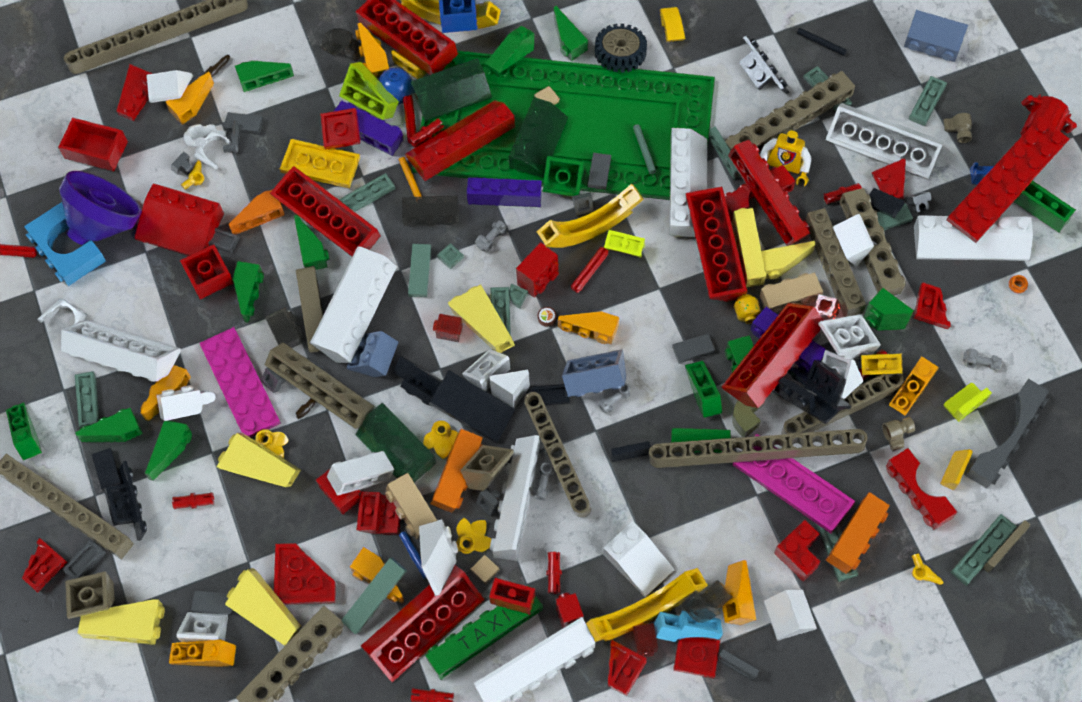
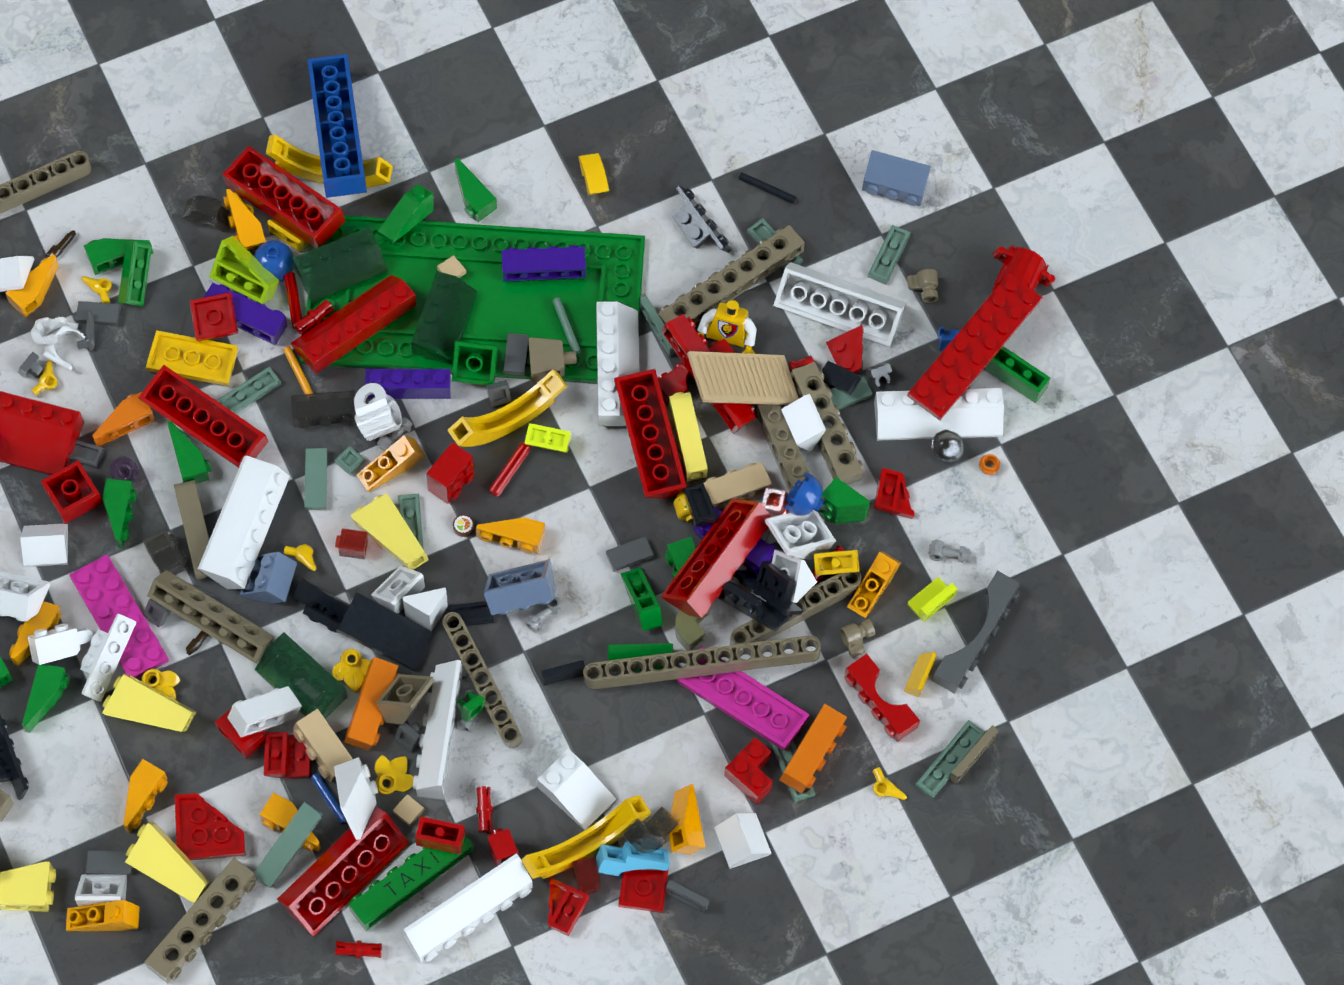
camera: 10 degrees left, 0 degrees up
(180, 316) = (45, 545): none -> white slope
(193, 500) = (77, 752): red pin -> none
(223, 416) = (105, 655): none -> white bracket
(247, 101) = (99, 286): none -> yellow animal
(247, 537) = (143, 787): none -> light orange slope
(249, 255) = (120, 472): none -> clear purple cone
(276, 91) = (134, 274): none -> green slope
(404, 334) = (303, 554): none -> yellow animal
(476, 219) = (380, 415): none -> white piece
(486, 259) = (391, 463): none -> light orange slope
(517, 295) = (429, 502): sand green tile -> none
(547, 479) = (471, 708): none -> green tile
(620, 48) = (534, 205): black wheel -> none
(626, 95) = (543, 263): none -> dark purple brick
(627, 172) = (548, 355): none -> dark tan torso
(758, 307) = (699, 505): none -> black tile
(782, 259) = (725, 448): light yellow slope -> none
(800, 197) = (742, 378): none -> tan window
(854, 303) = (805, 496): none -> blue cylinder
(981, 266) = (948, 446): none -> clear smoke hair

